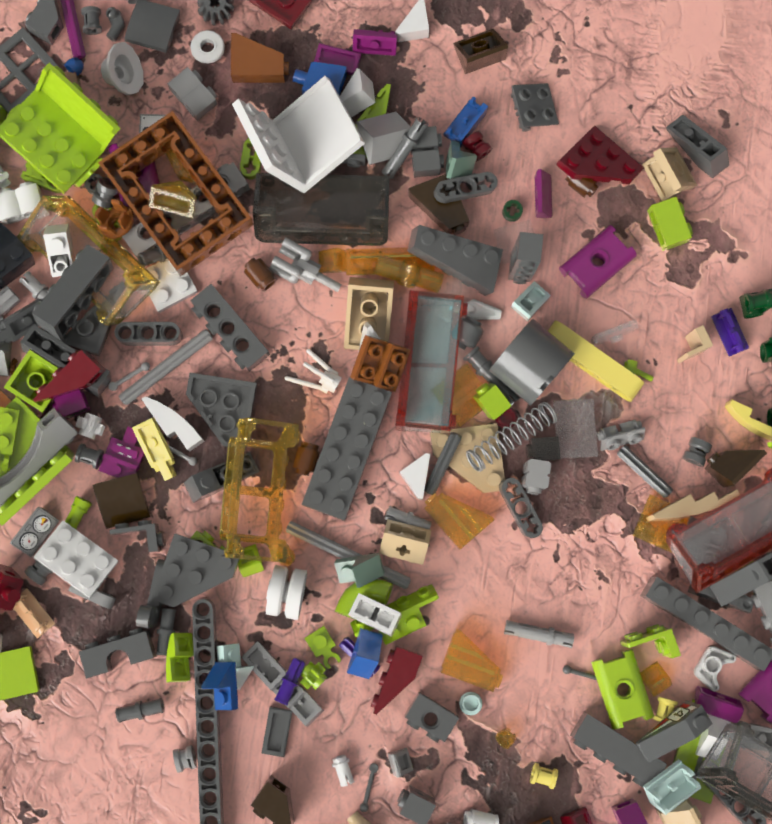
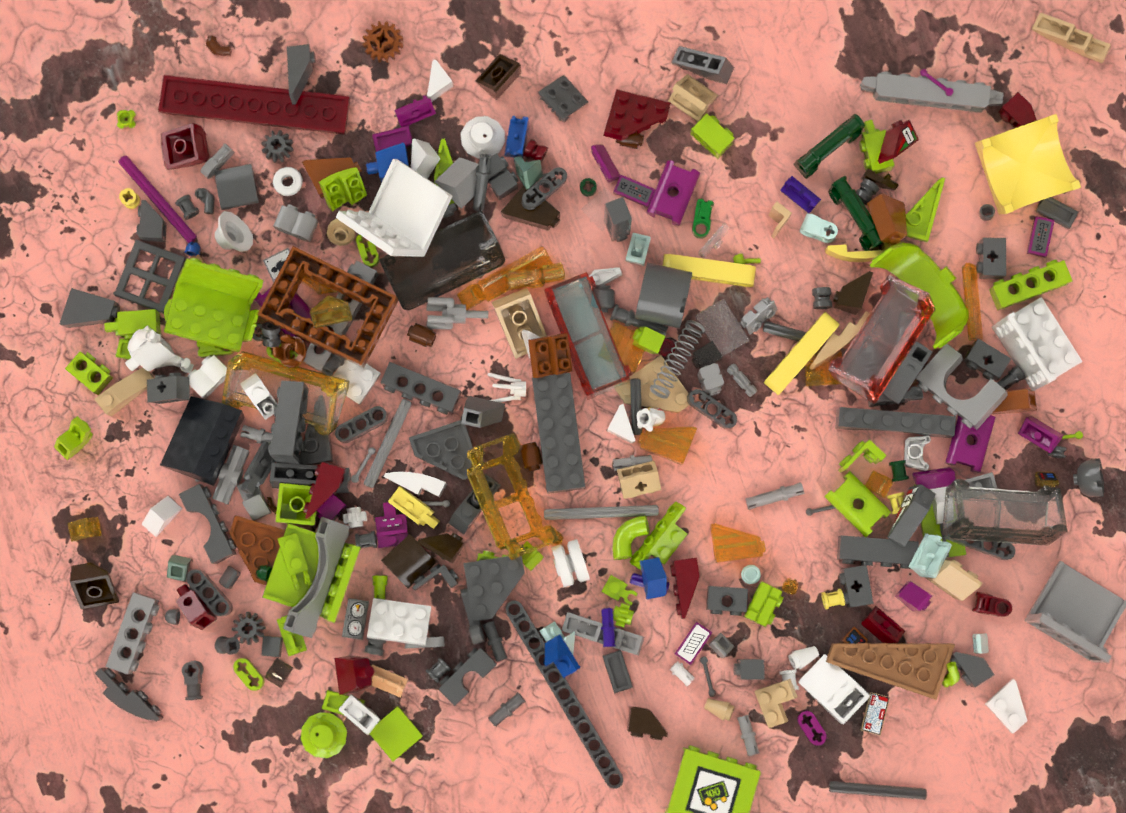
camera: 20 degrees left, 0 degrees up
(91, 630) = (438, 670): none -> dark grey bush
(164, 504) = (444, 545): none -> dark brown slope
(177, 660) = (512, 650): lime slope -> none
(184, 758) = (559, 727): light grey wheel -> none
(231, 126) = (340, 233): none -> tan plate
(258, 81) = (343, 188): none -> lime slope
(278, 385) = (482, 412): none -> dark grey slope
(360, 569) = (615, 518): sand green slope -> none
(371, 744) = (693, 643): none -> white tile
(375, 614) = (645, 544): white brick -> none
(419, 103) = (473, 139): none -> white hat
(450, 482) = (650, 417): none -> white animal
(462, 258) = (566, 244): dark grey wedge -> none
(467, 743) = (763, 604): none -> lime brick
(558, 239) = (634, 191): none -> tile
(568, 493) = (742, 380): none -> light grey axle
(578, 788) = (860, 576): none -> dark grey brick
(615, 302) = (702, 216): none -> green piece
(646, 498) = (801, 353): none -> light yellow beam
(684, 676) = (898, 470): none -> dark green bush
(729, 375) = (816, 228): none -> light aqua piece

